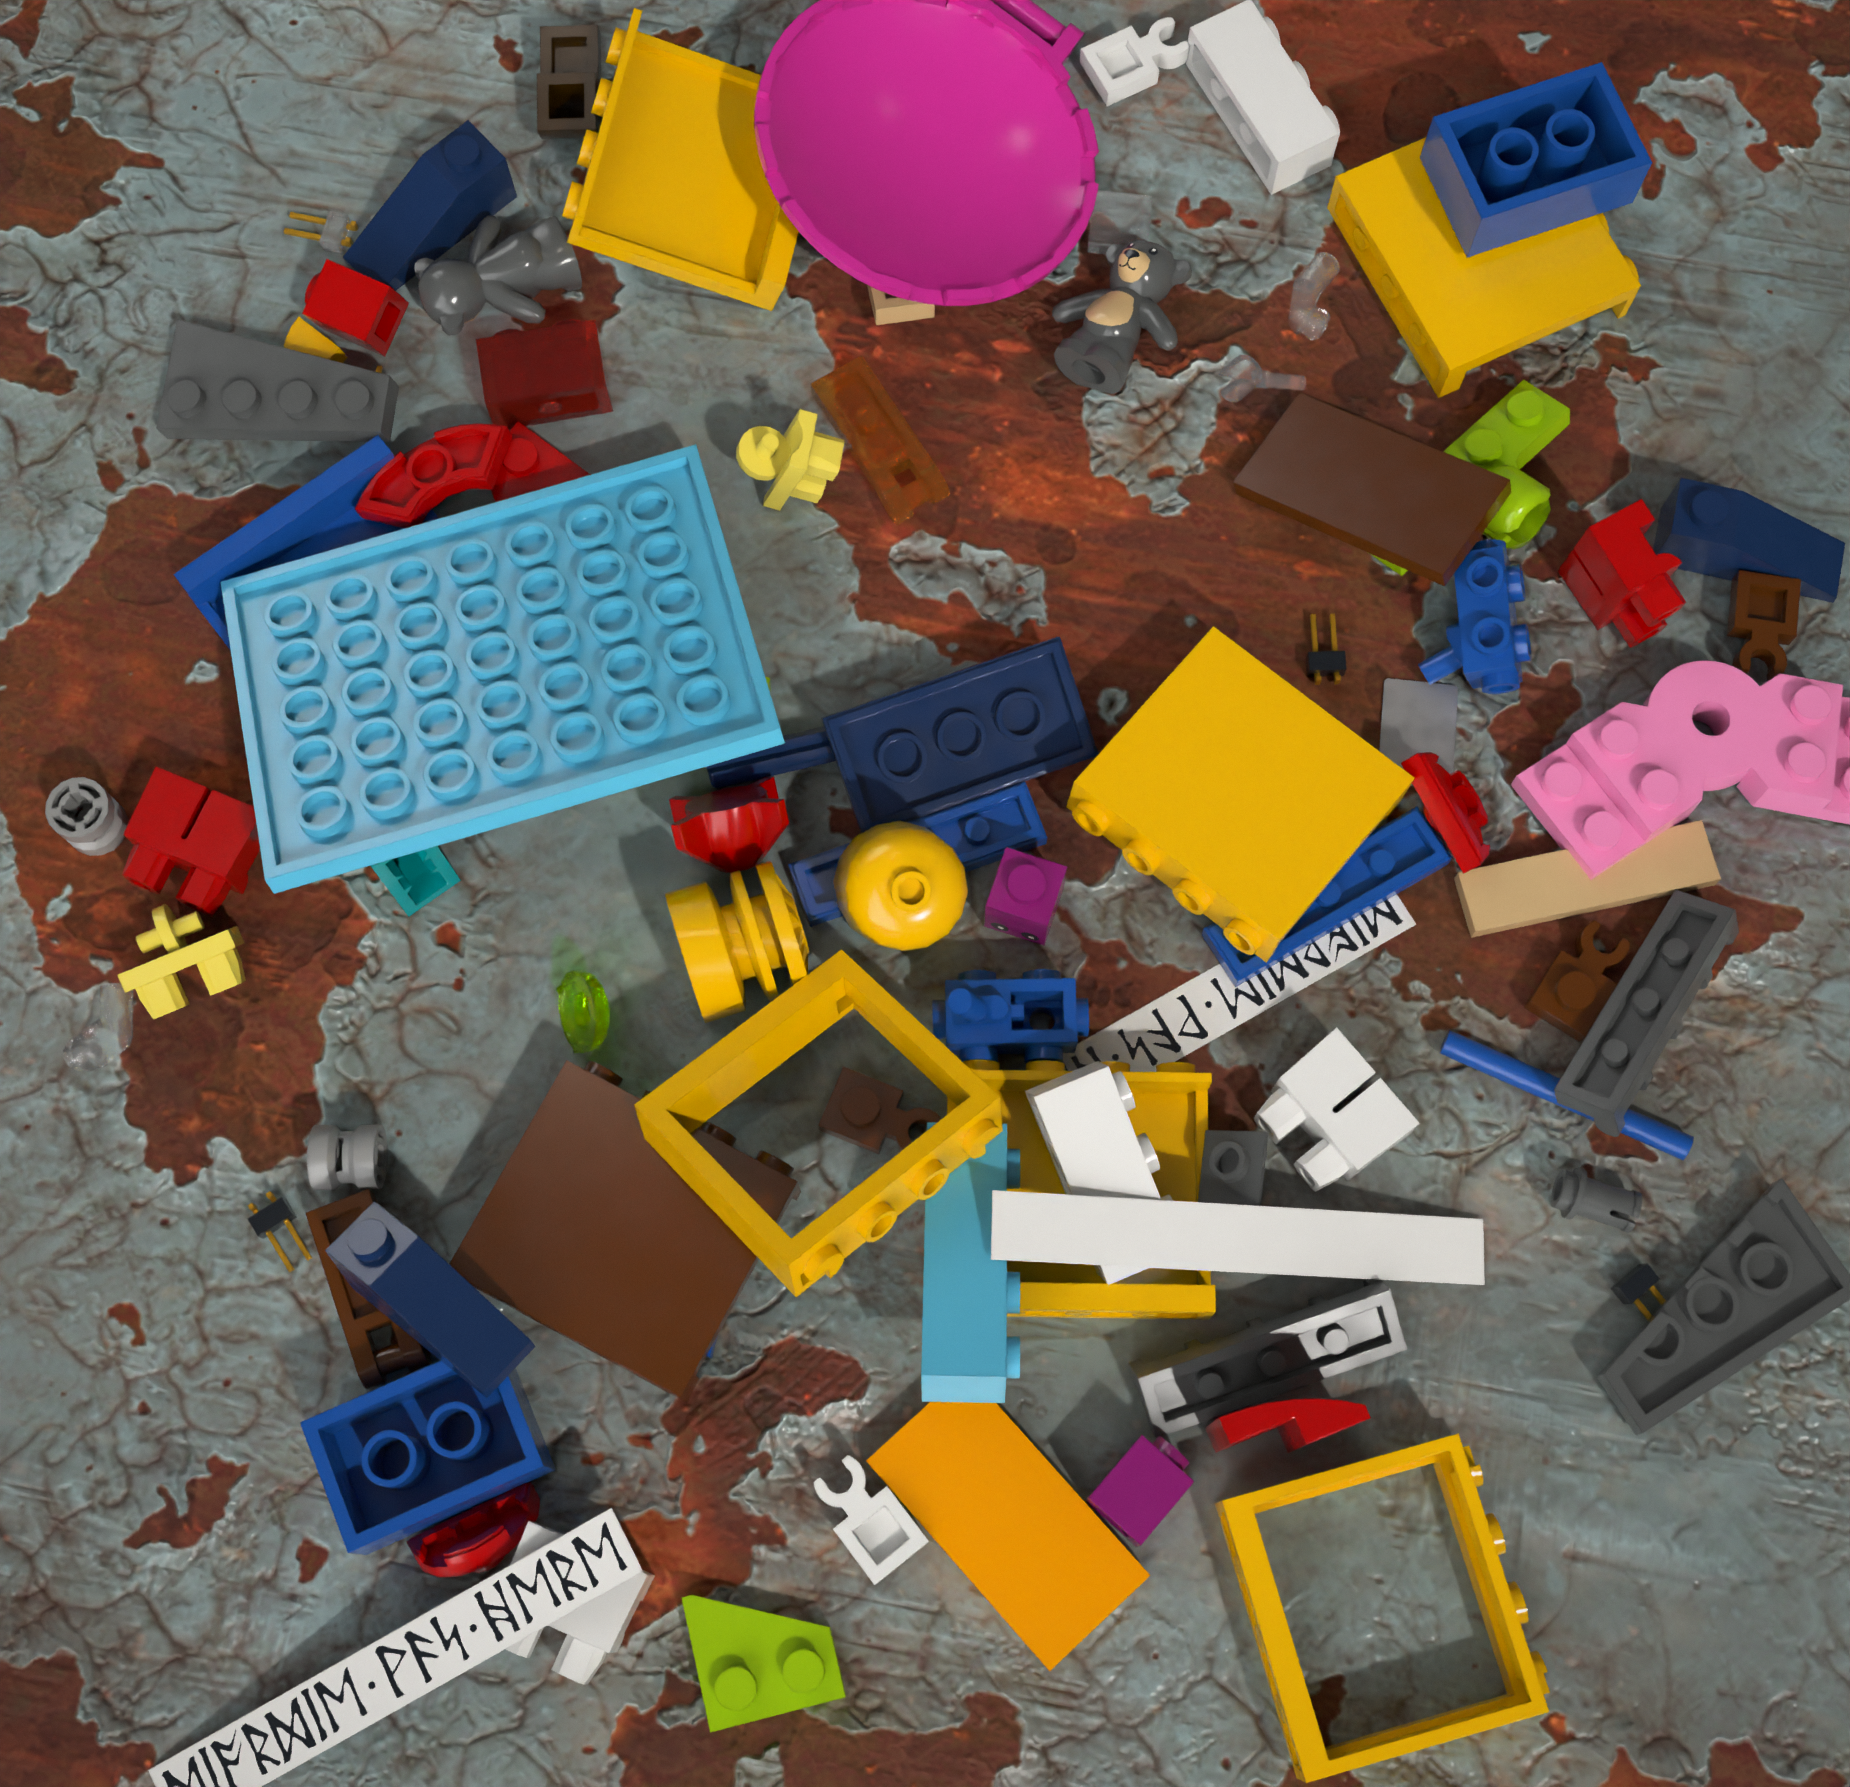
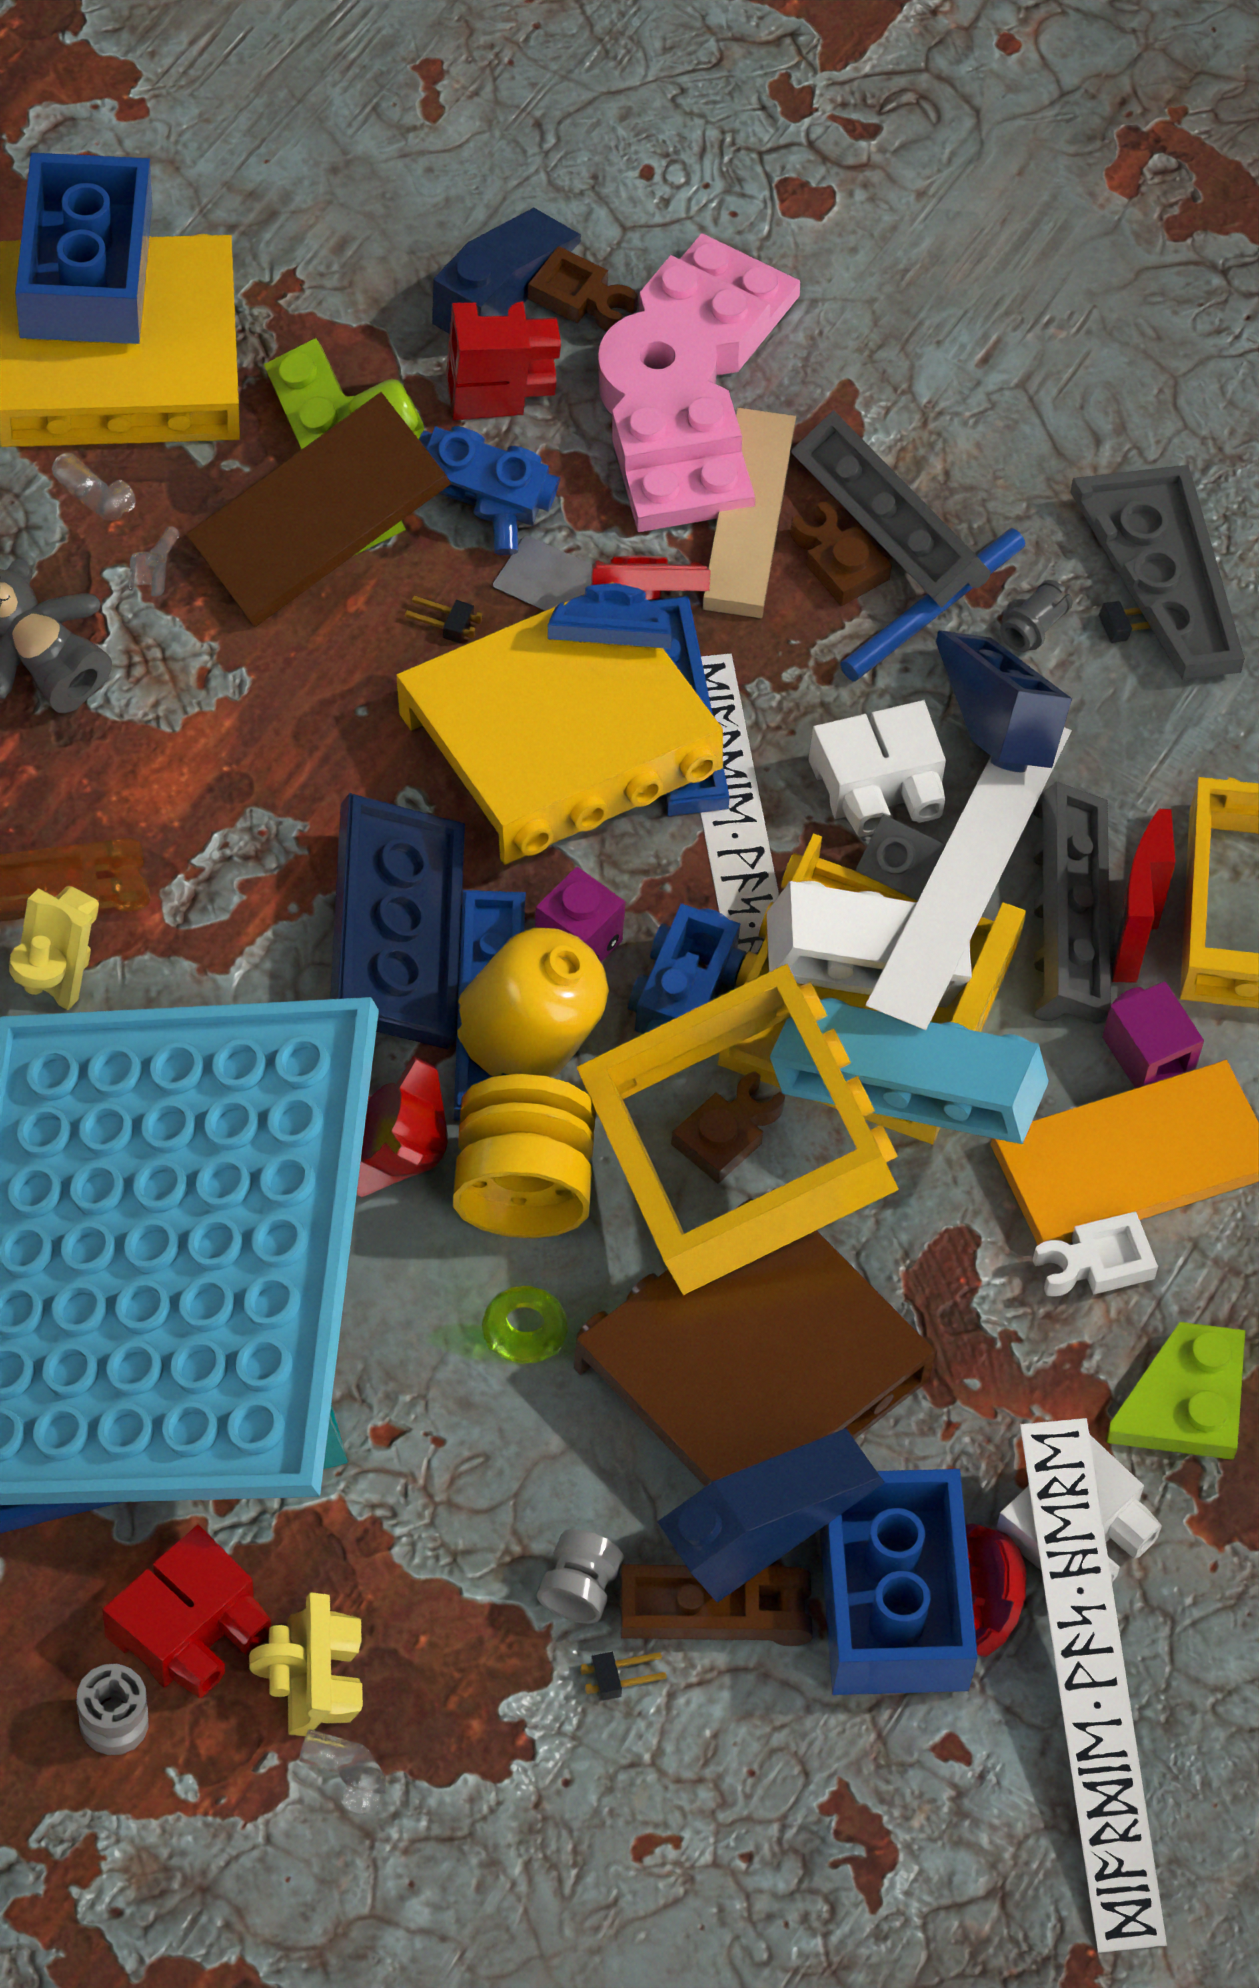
camera: 75 degrees left, 15 degrees down
(1358, 788) = (611, 616): none -> blue plate
(1464, 1200) = (1004, 701): none -> dark blue slope

